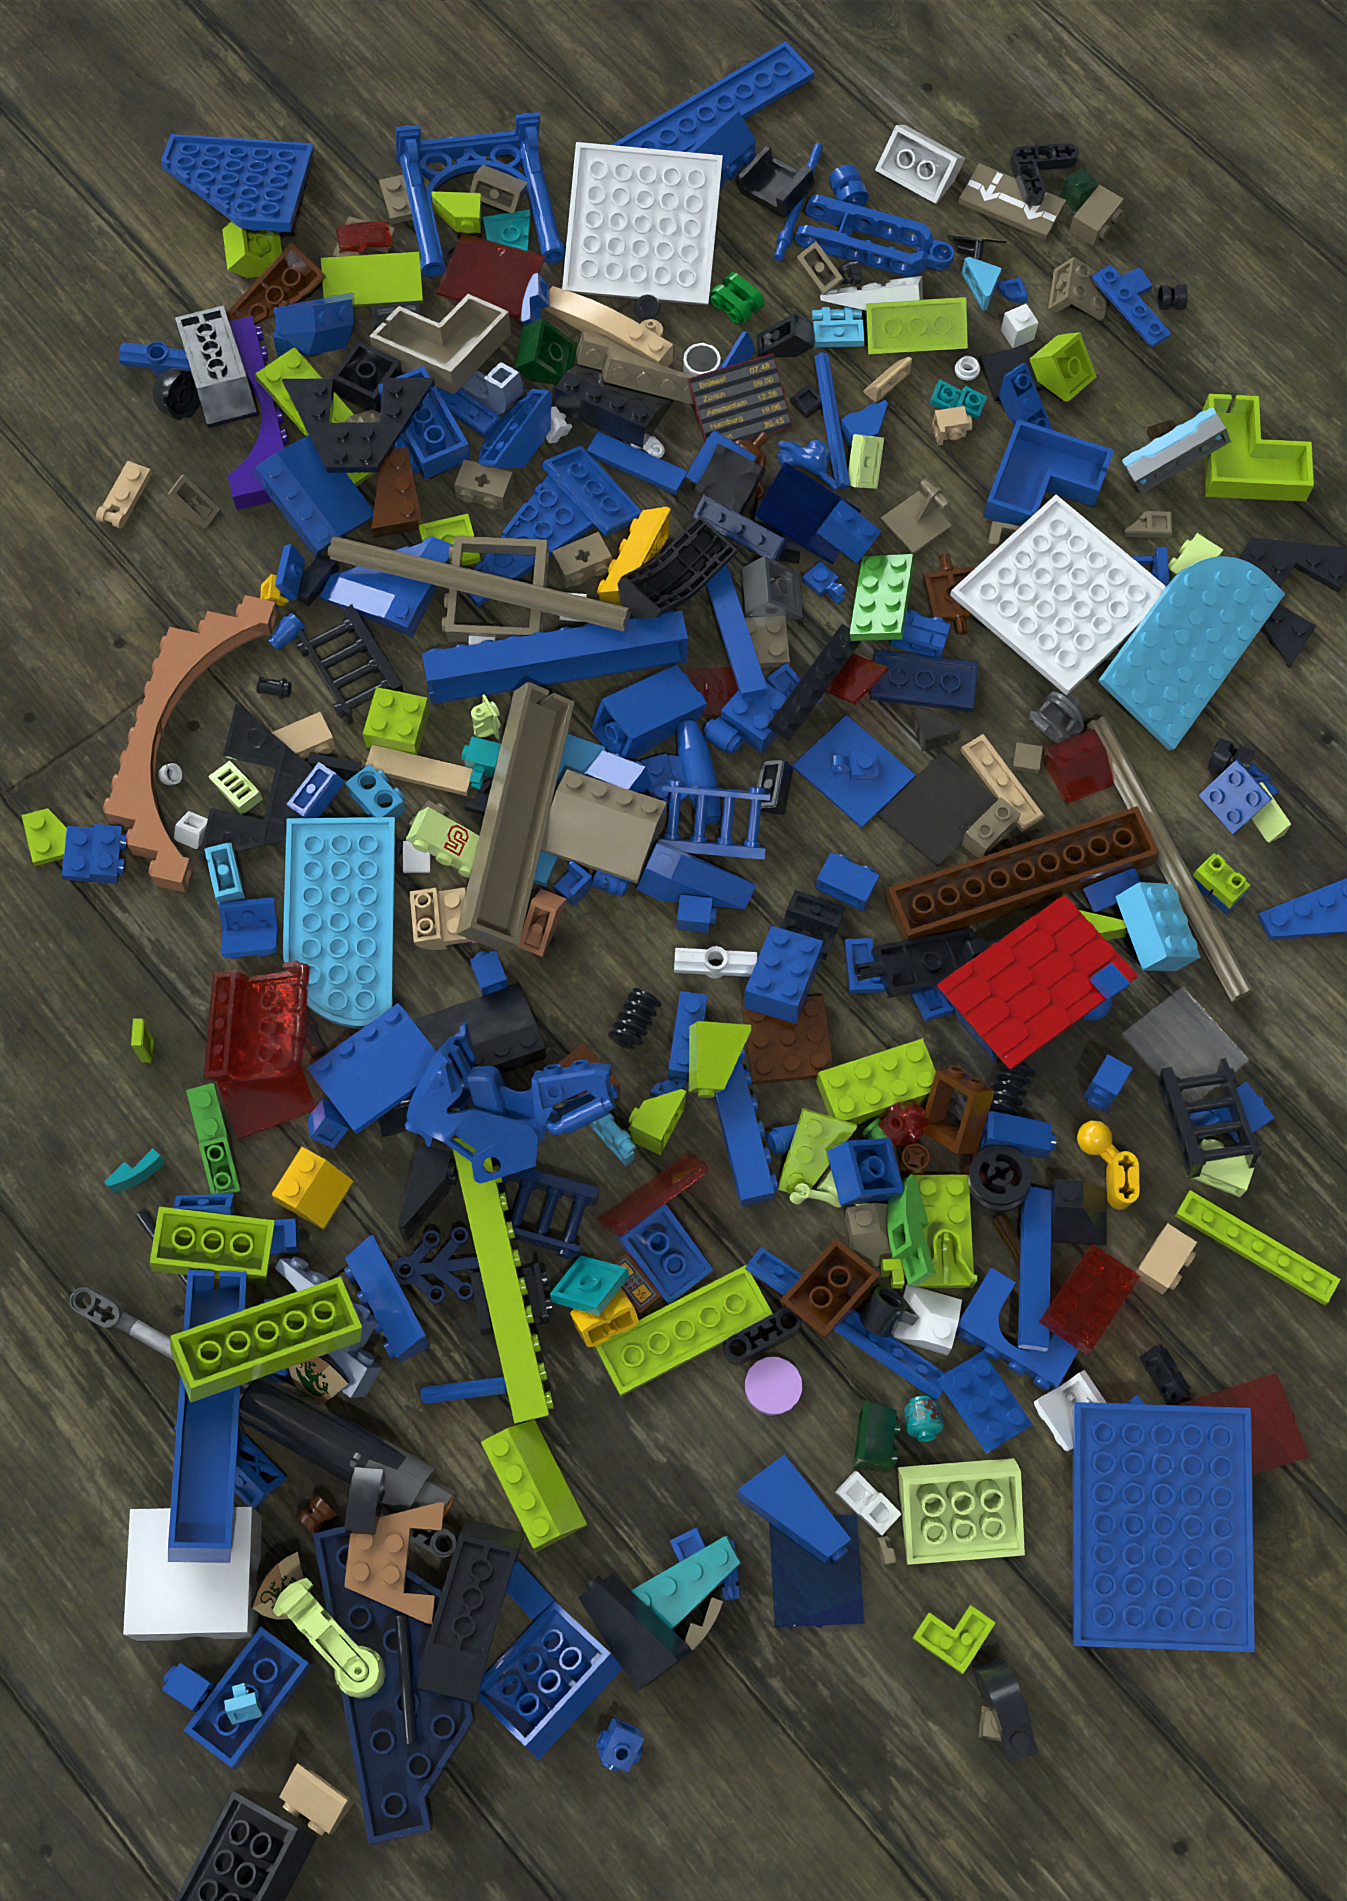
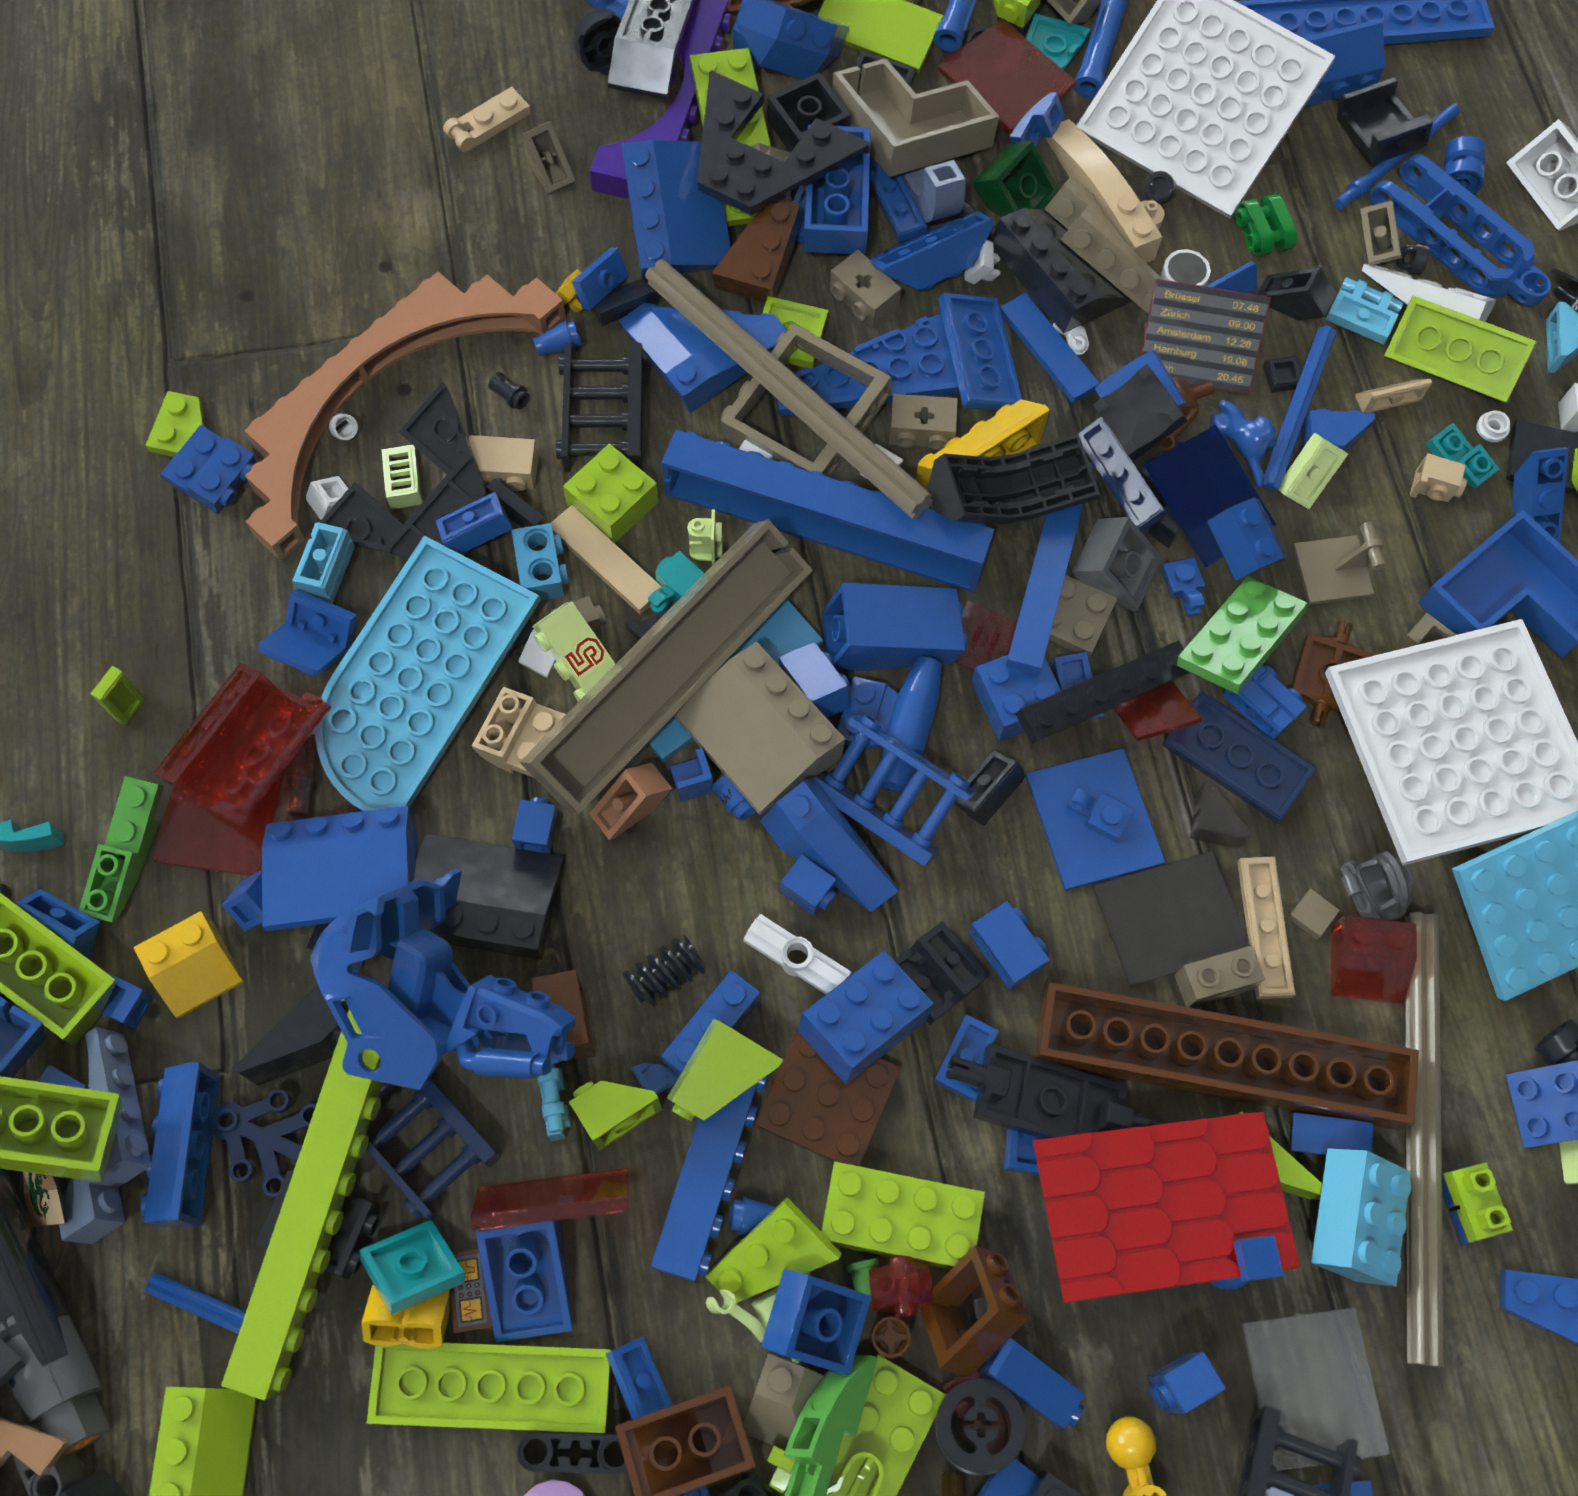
camera: 30 degrees right, 0 degrees up
(723, 736) = (964, 697): blue brick -> none
(1009, 1087) = (1055, 1319): black piece -> none

